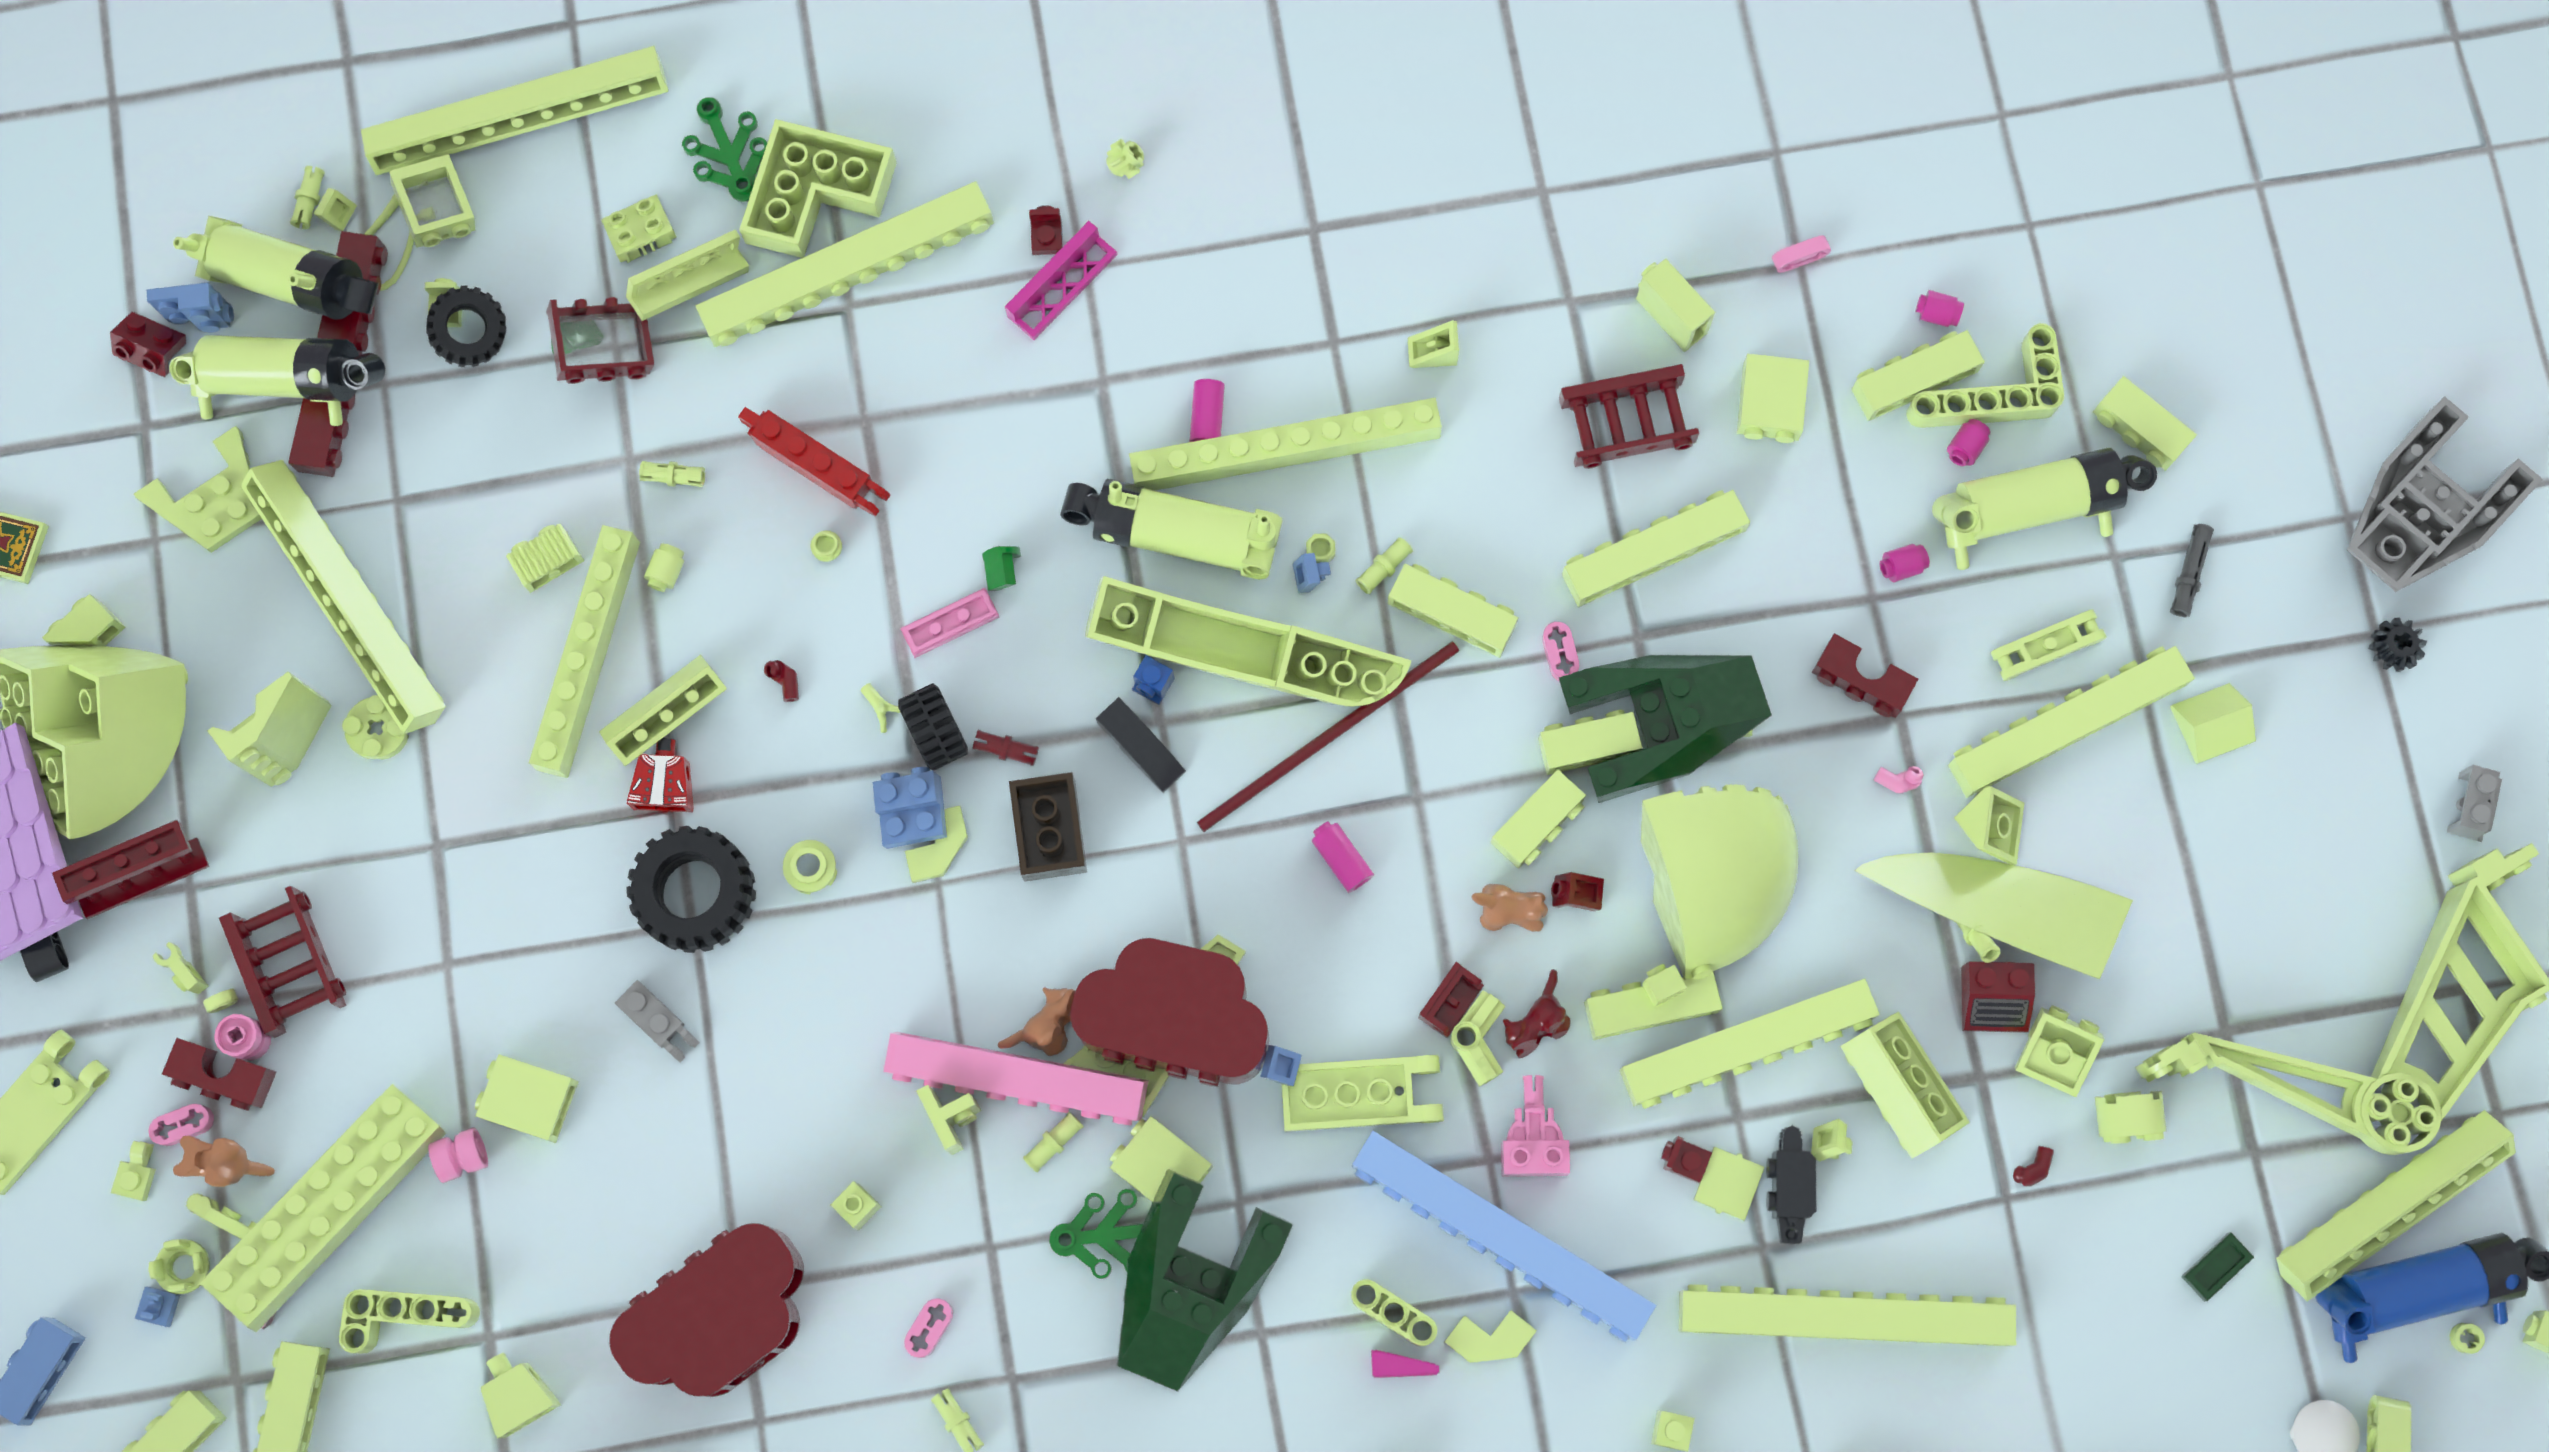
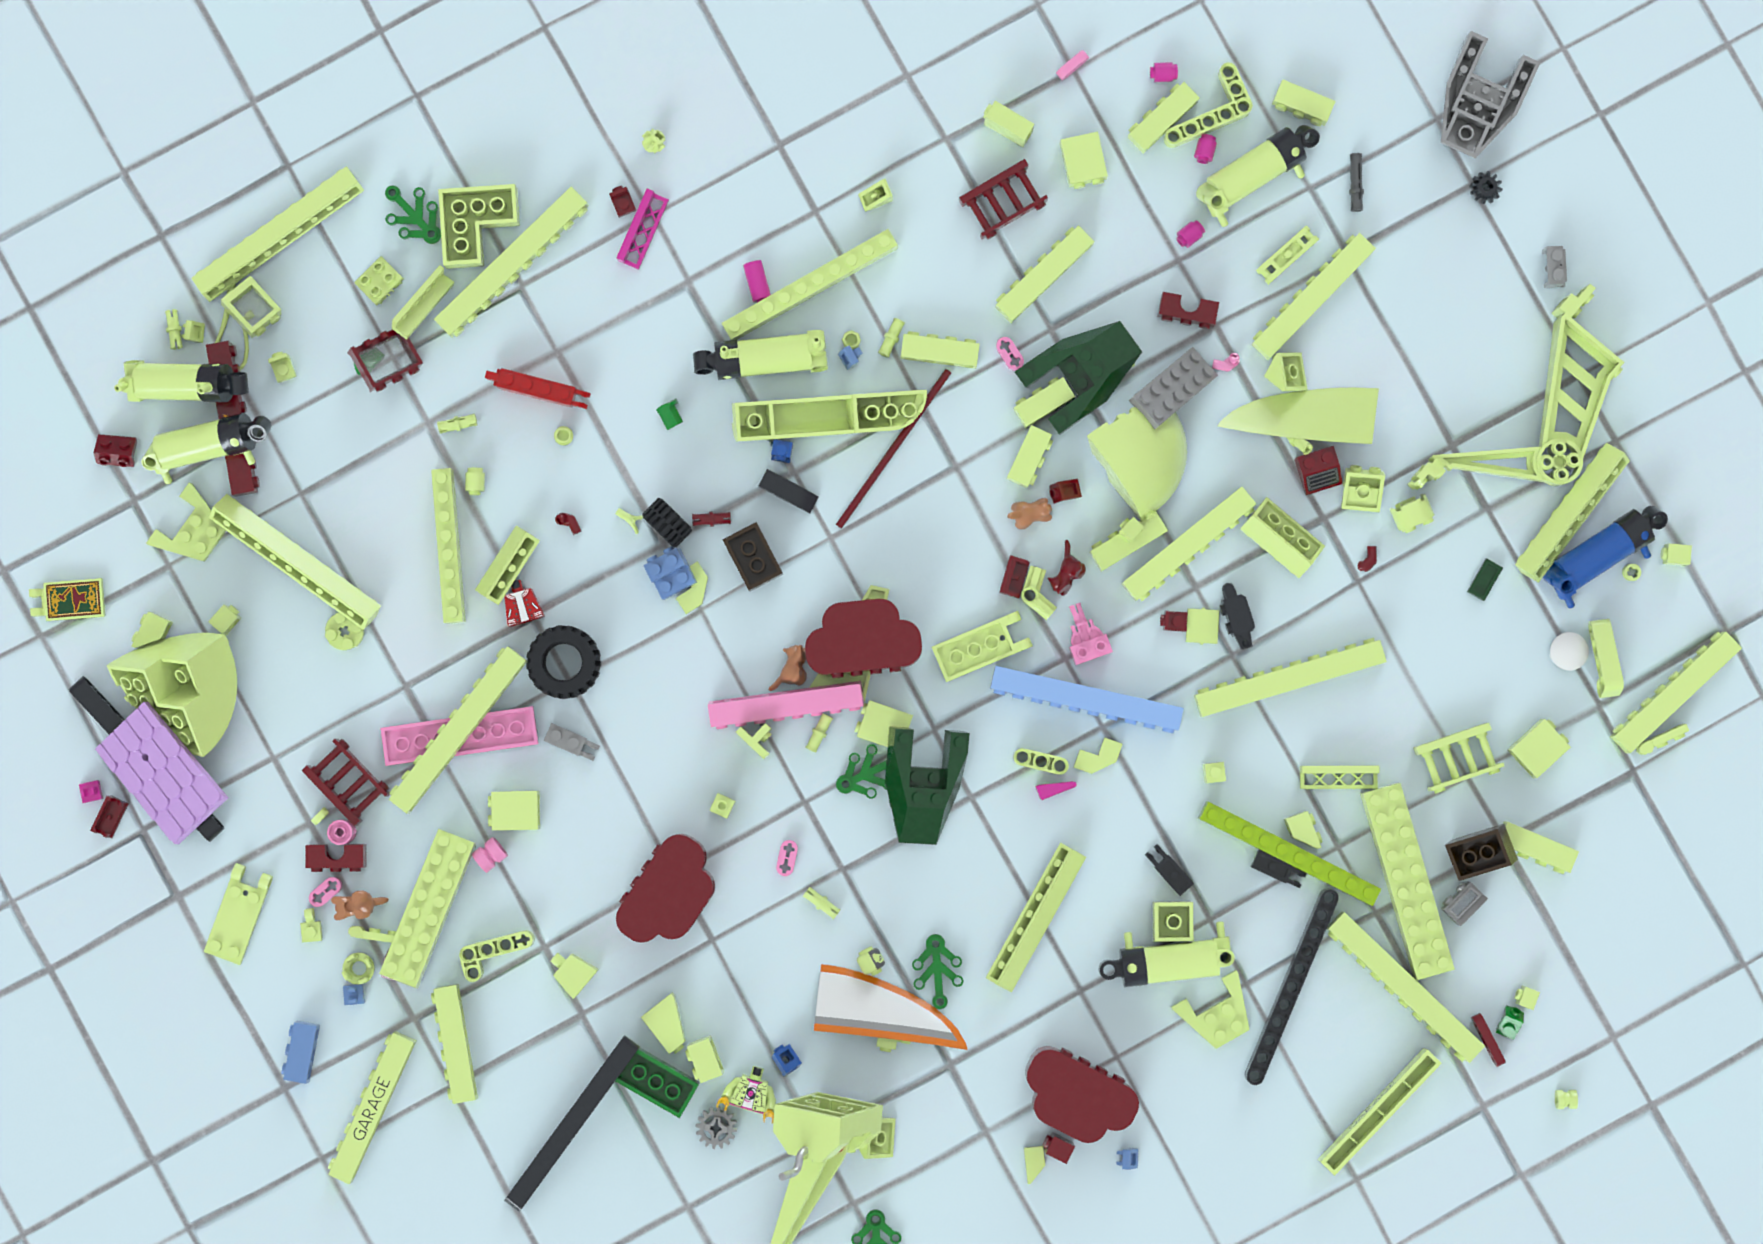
camera: 20 degrees left, 10 degrees up
(130, 869) = (242, 760): dark red fence -> none
(185, 974) = (293, 808): yellowish green plate -> none
(192, 302) = (140, 418): medium blue plate -> none
(202, 647) = (225, 619): none -> yellowish green brick
(278, 733) = (292, 660): yellowish green piece -> none
(471, 300) = (319, 374): black tyre -> none
(483, 939) = (457, 730): none -> yellowish green brick
(487, 950) = (495, 732): none -> bright pink plate
(544, 557) = (402, 499): yellowish green brick -> none
(825, 875) = (633, 633): yellowish green piece -> none
(950, 622) = (652, 456): bright pink tile -> none
(1281, 1065) = (932, 647): medium blue tile -> none
(1341, 856) = (925, 516): dark pink brick -> none
(1804, 783) = (1173, 387): none -> light grey plate
(1830, 1140) = (1251, 583): yellowish green tile -> none
(2215, 722) = (1395, 268): yellowish green slope -> none

